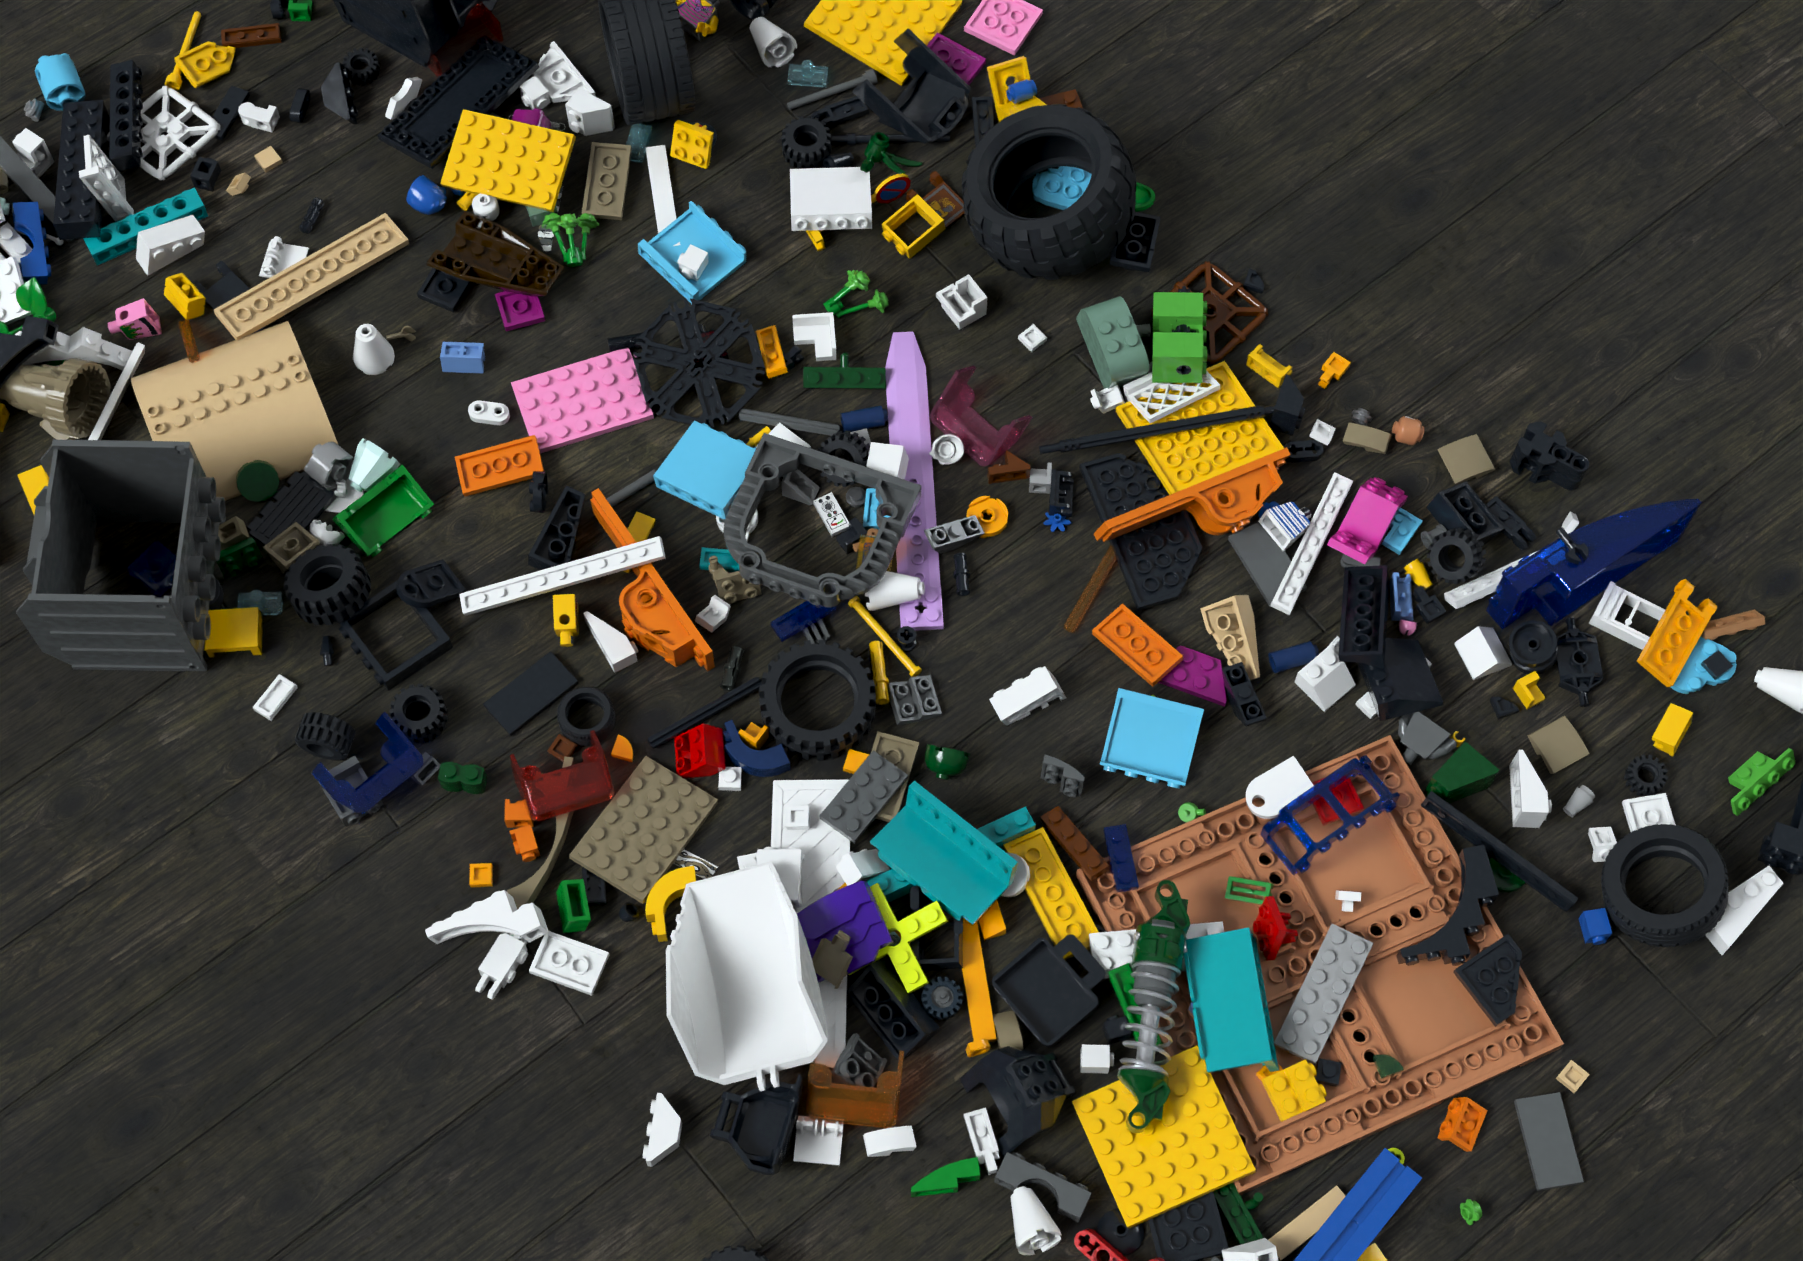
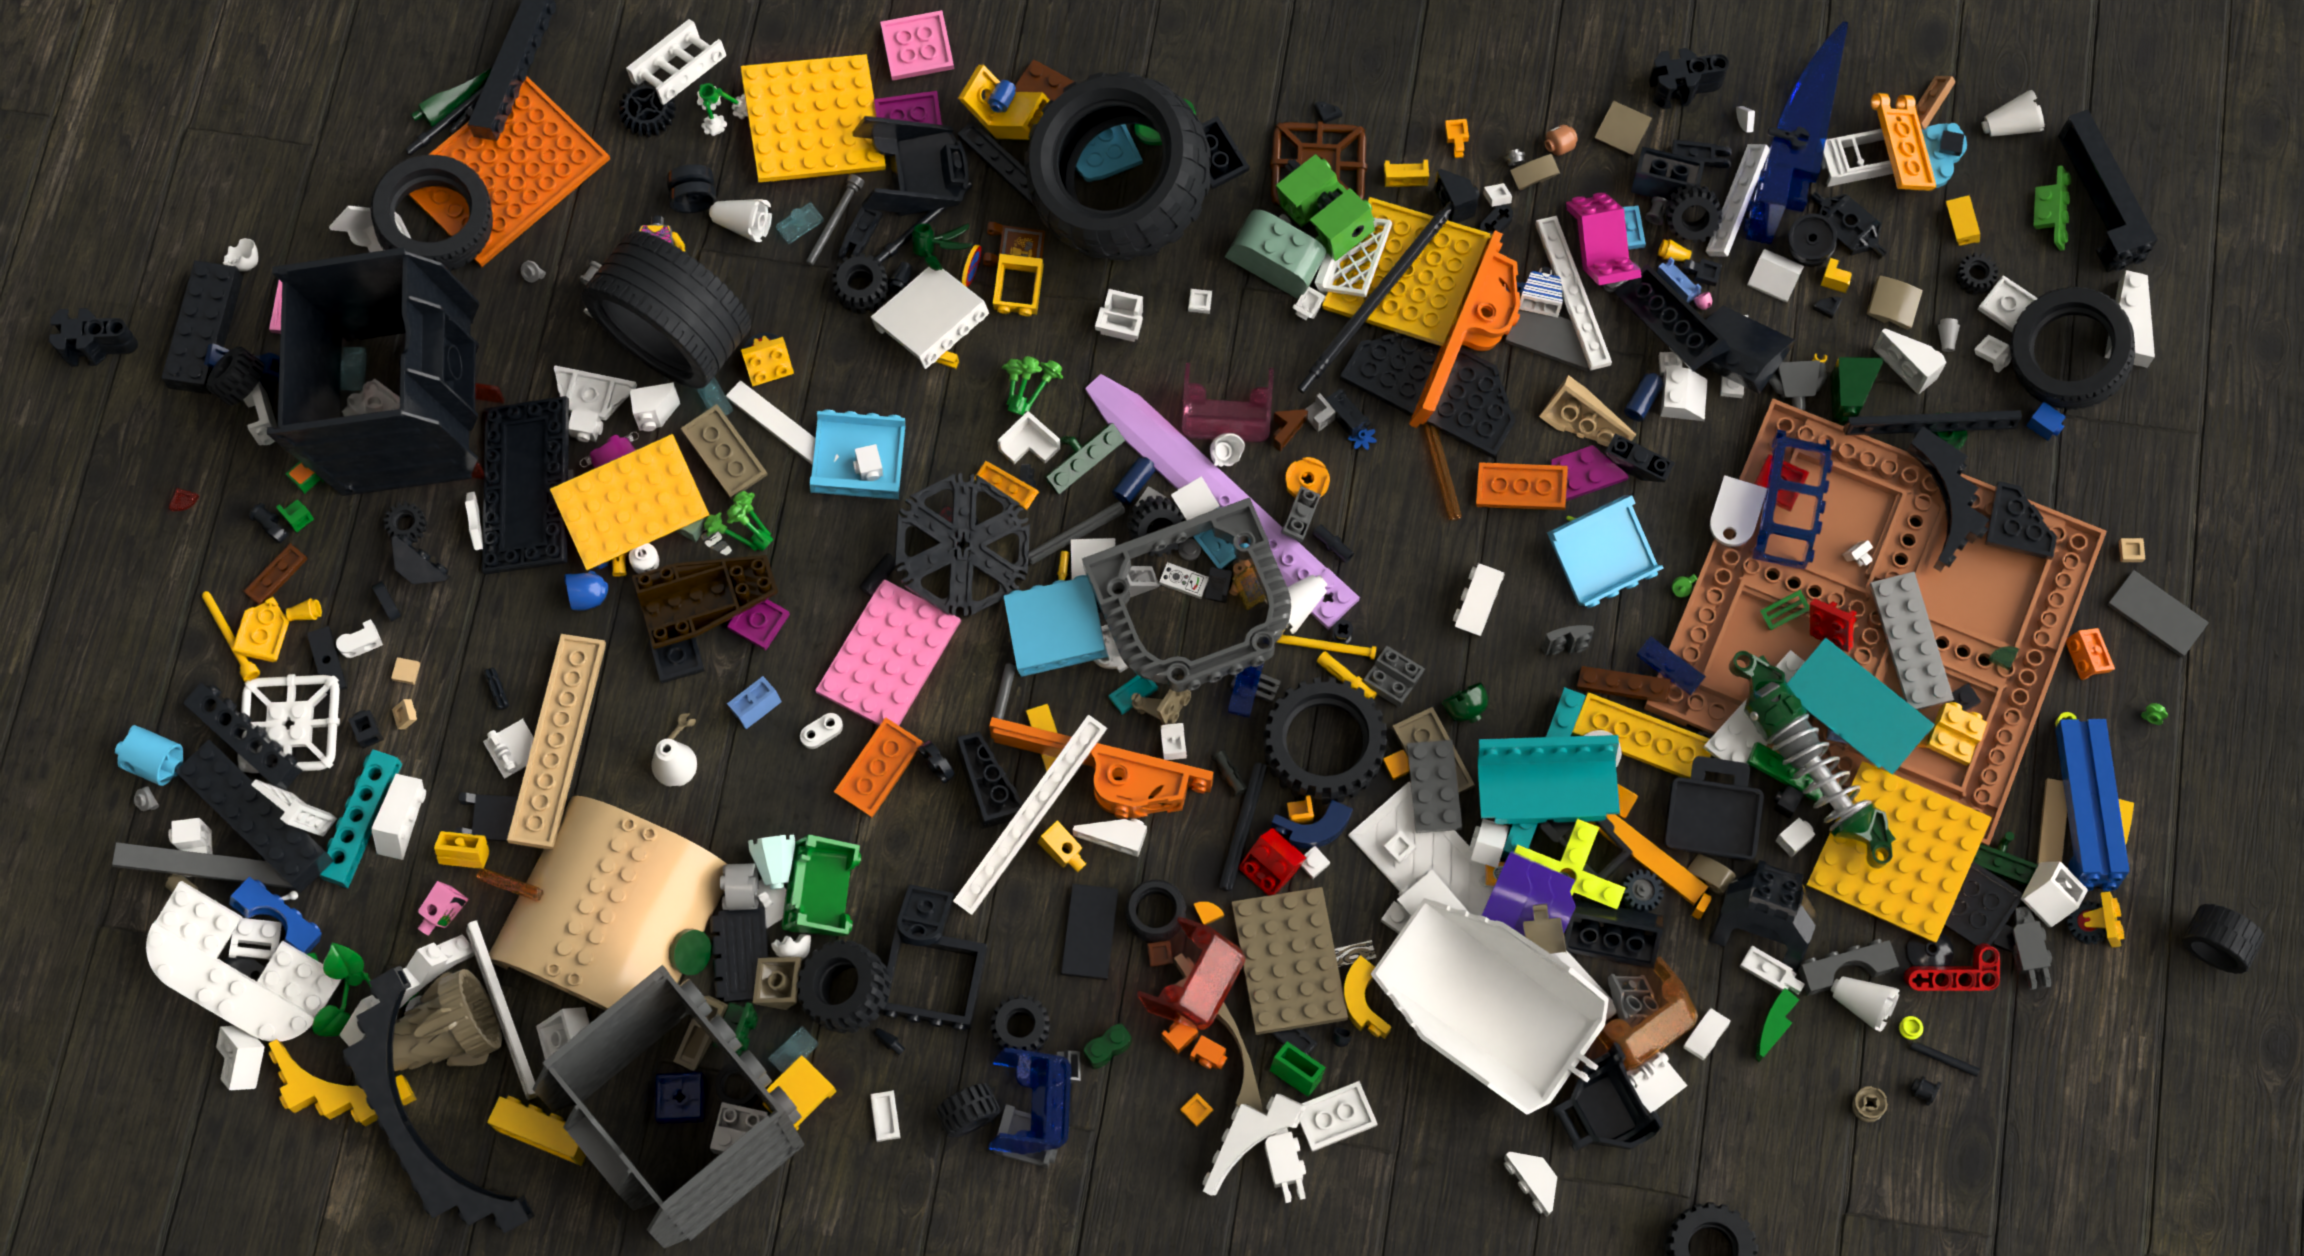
camera: 40 degrees left, 5 degrees up
(247, 72) = (306, 610): none -> yellow cone

